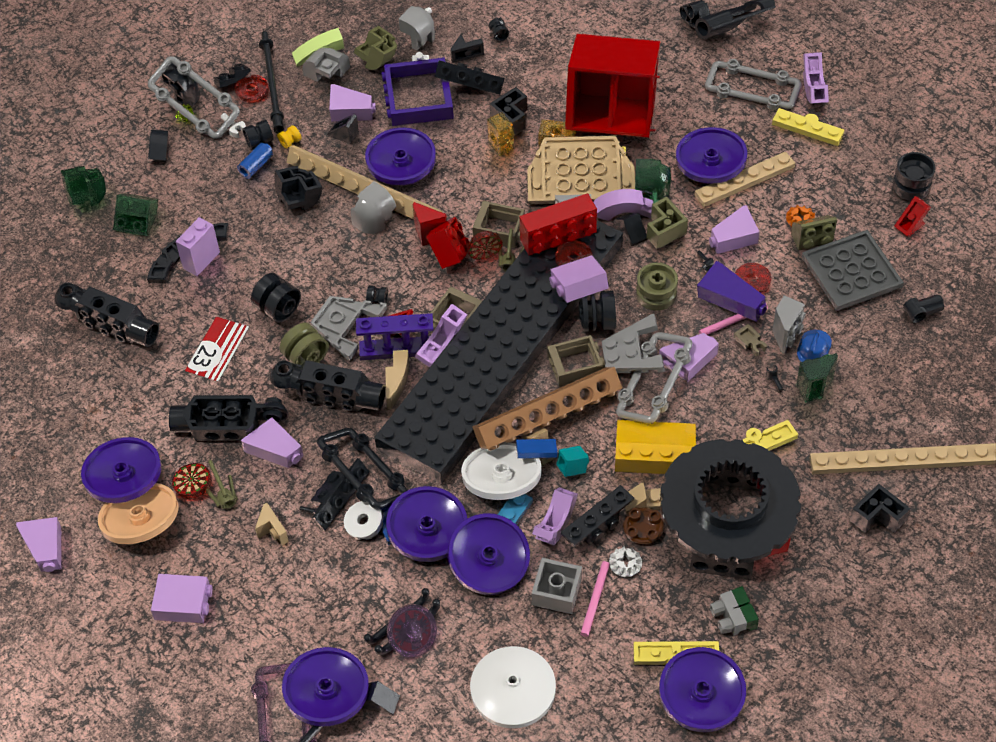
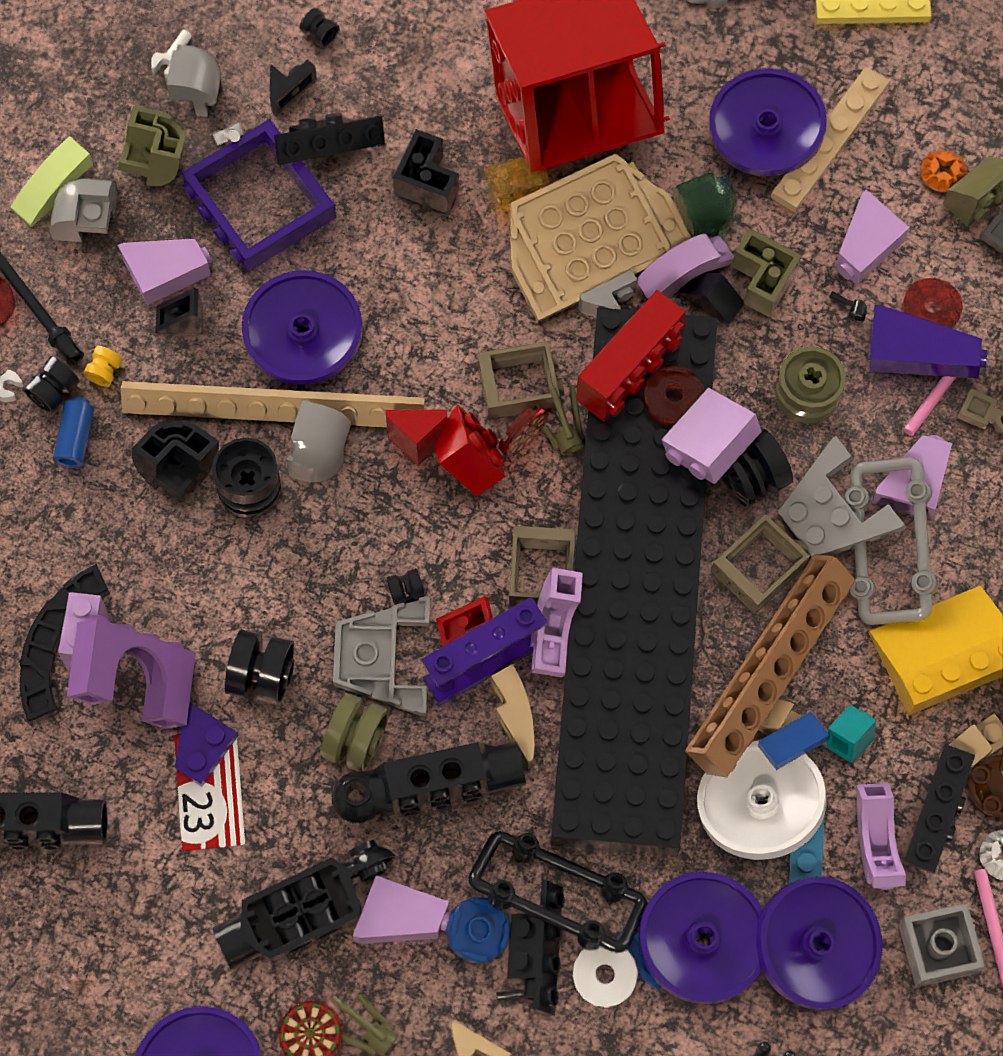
camera: 30 degrees left, 15 degrees up
(226, 325) = (202, 745): none -> dark purple wing
(229, 277) = (165, 666): none -> medium lavender arch
(309, 469) = (477, 930): none -> blue tile
(326, 210) = (247, 477): none -> black wheel
(500, 134) = (436, 222): clear yellow brick -> none

